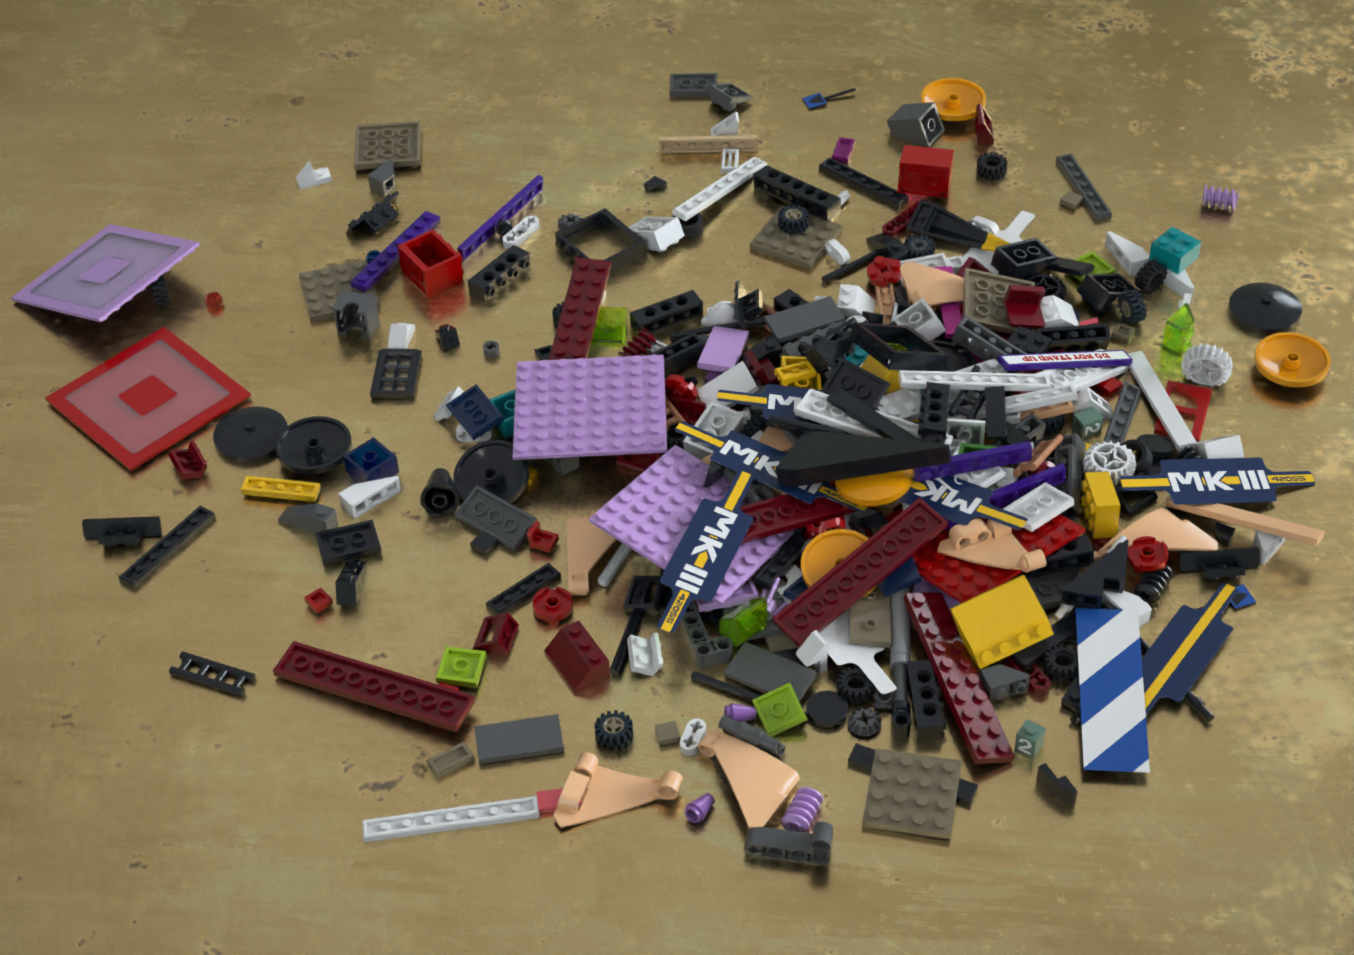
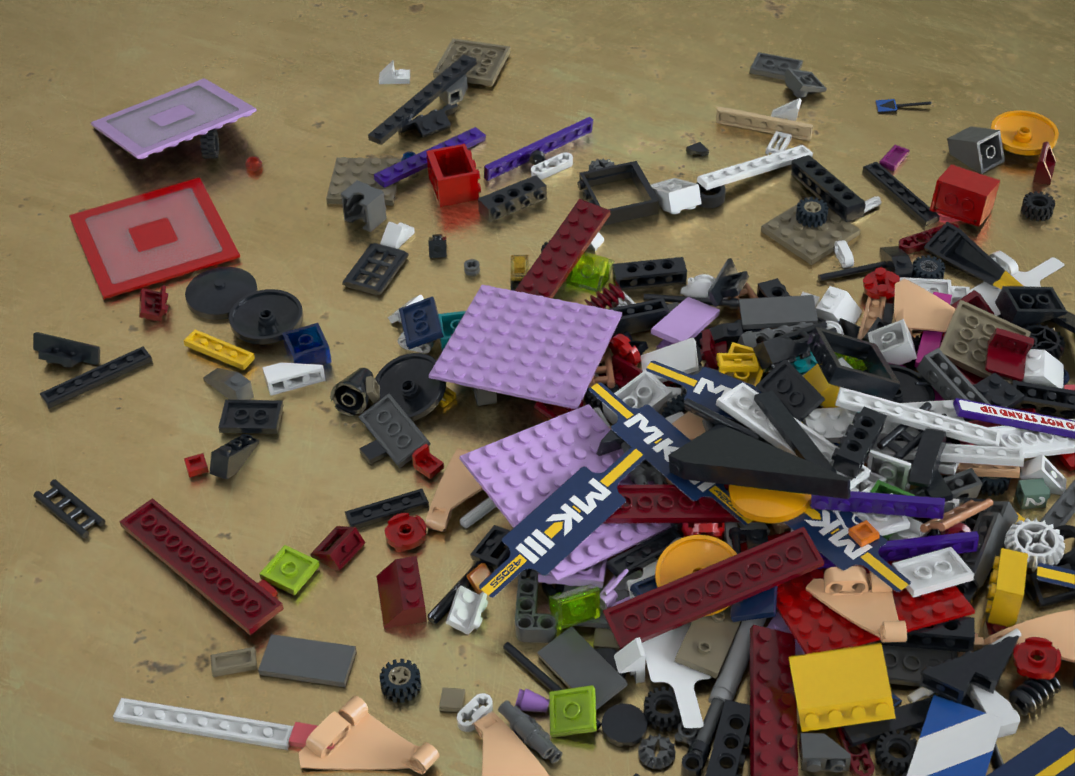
camera: 20 degrees right, 0 degrees up
(361, 195) = (421, 99): none -> black plate
(458, 485) = (372, 389): none -> dark tan tile
(539, 337) = (519, 267): none -> clear yellow slope
(643, 624) = (477, 576): none -> orange tile
(970, 490) = (863, 533): none -> orange tile

